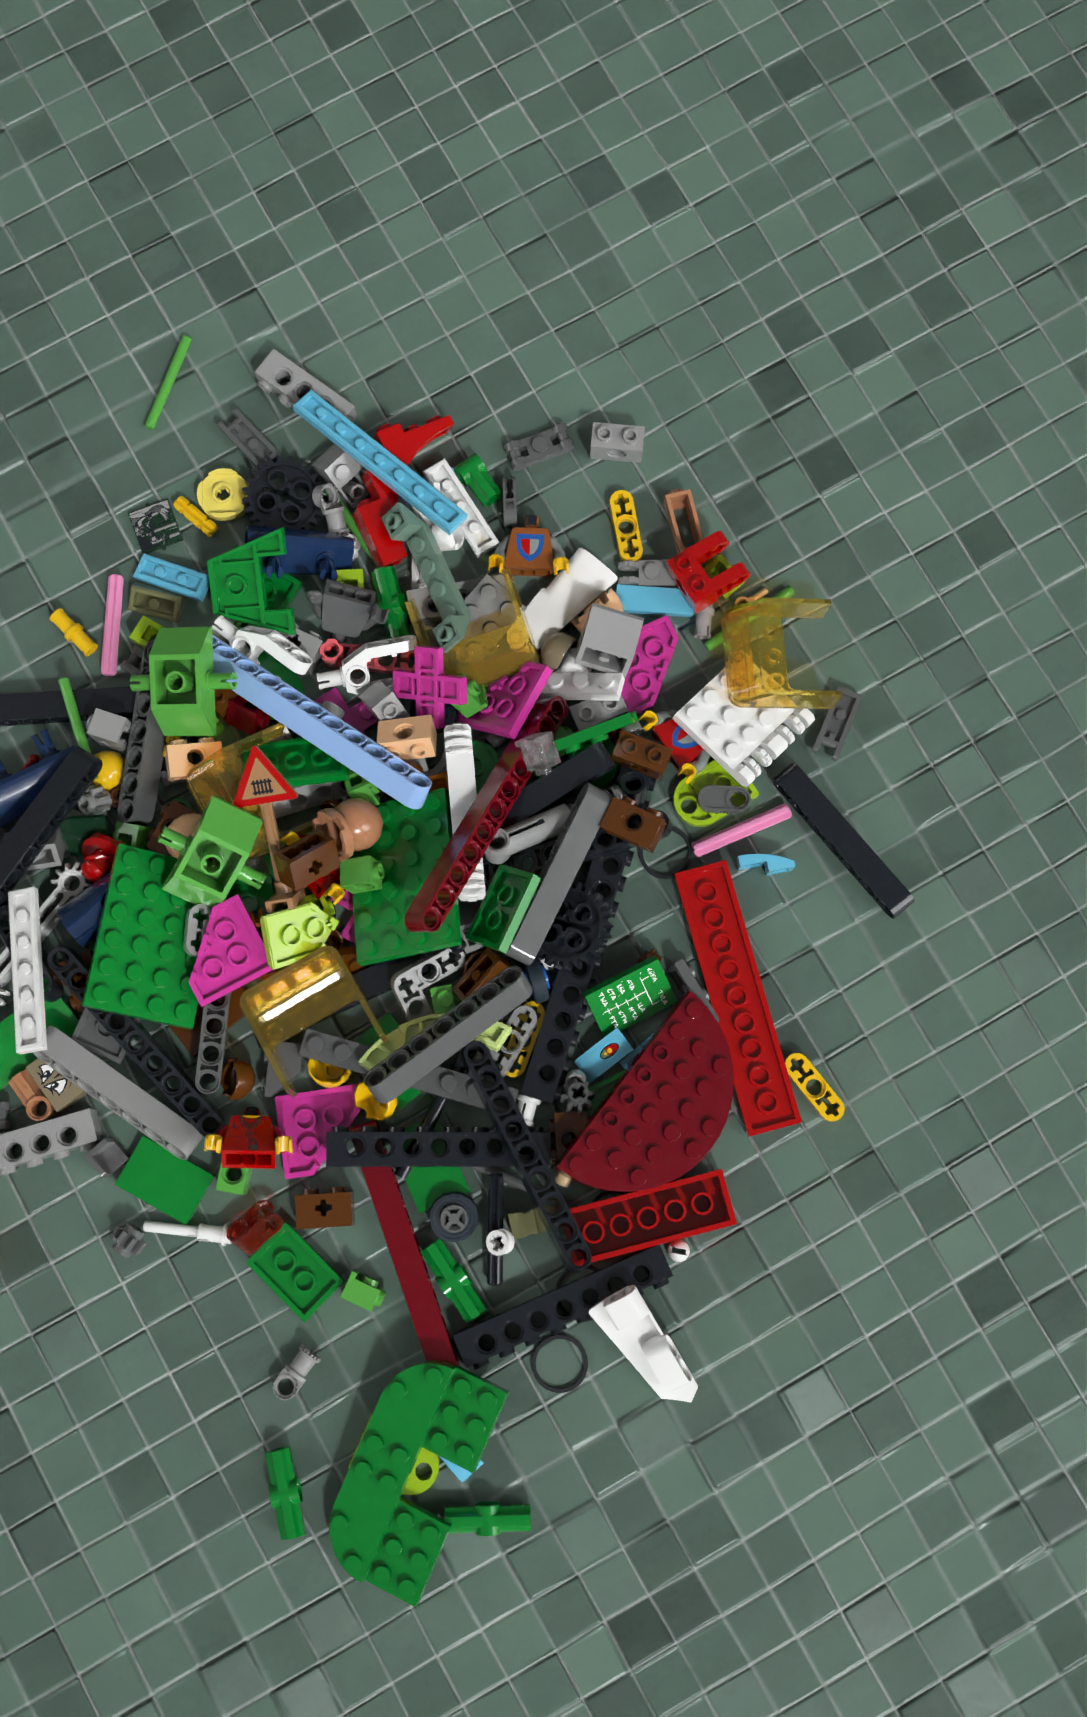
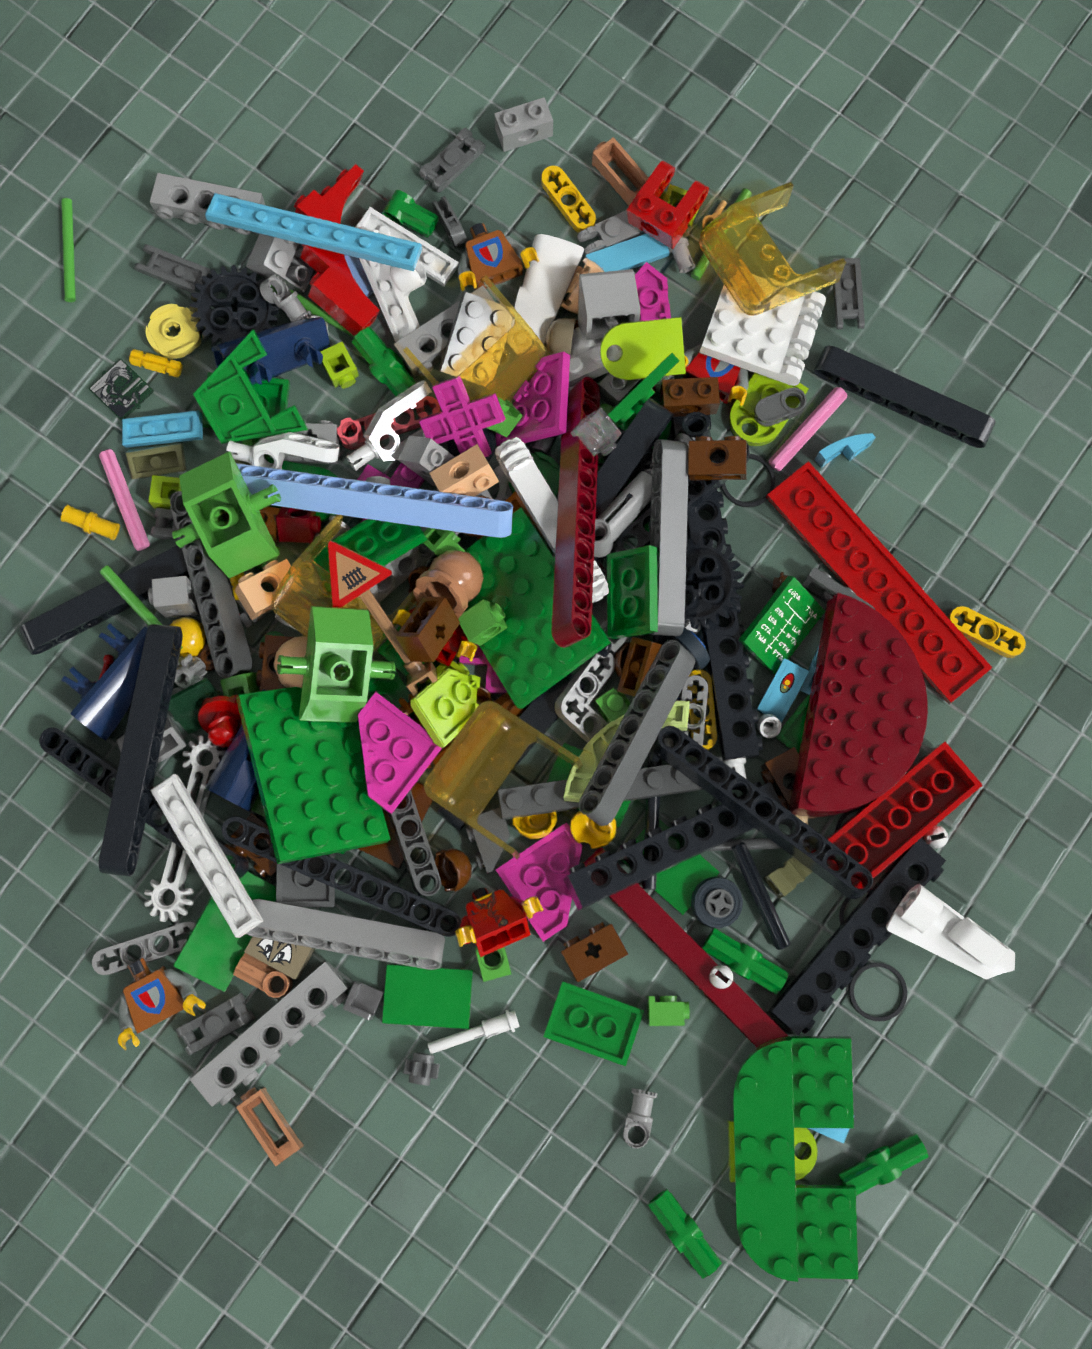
camera: 30 degrees left, 0 degrees up
(191, 929) = (345, 746): light grey beam -> none
(253, 1228) = (535, 1001): clear red piece -> none
(346, 609) = (347, 384): dark grey torso -> none
(406, 526) = (369, 282): sand green slope -> none
(428, 1281) = (716, 981): none -> white hinge
(493, 1245) = (767, 910): white bush -> none
(580, 1103) = (780, 745): dark grey gear -> none
(620, 693) = (644, 347): none -> lime tile

